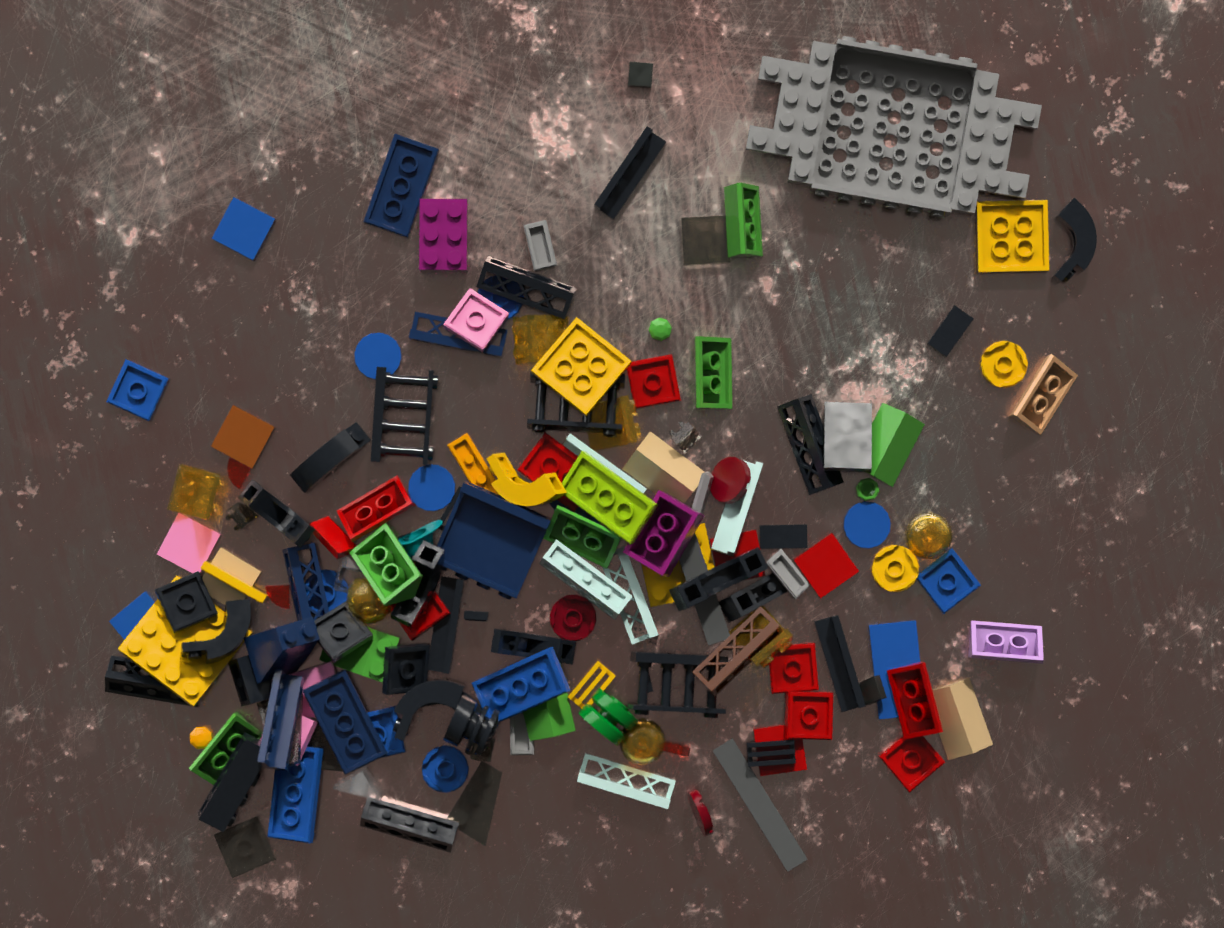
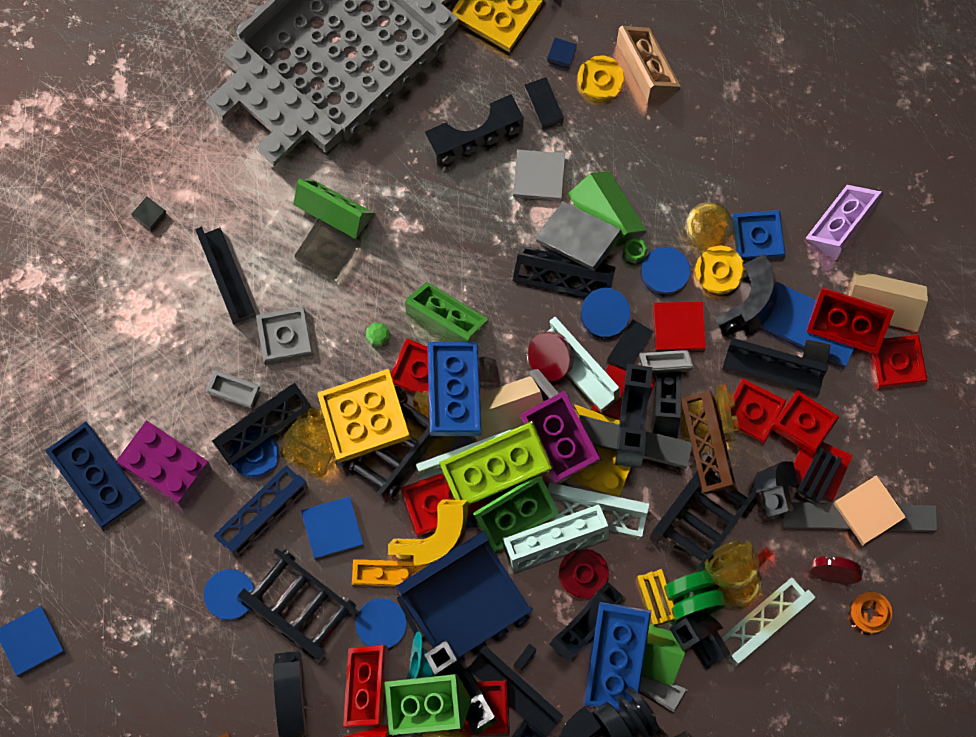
camera: 60 degrees left, 15 degrees down
(476, 320) = (258, 483): bright pink tile -> none
(481, 399) = (332, 528): none -> blue tile
(582, 738) = (702, 631): none -> black brick
(611, 255) = (284, 335): none -> light grey tile
(645, 731) = (733, 565): none -> clear yellow cylinder
(649, 423) = (454, 389): none -> blue tile
(681, 868) = (881, 606): none -> orange gear
(738, 721) = (774, 485): none -> black brick
(768, 809) = (869, 510): none -> light nougat tile
(797, 499) = (605, 312): none -> blue tile
(860, 276) = (447, 142): none -> black arch
(882, 369) = (539, 175): none -> light grey tile
(886, 618) = (759, 303): none -> black arch
(1005, 316) = (561, 52): none -> dark blue tile

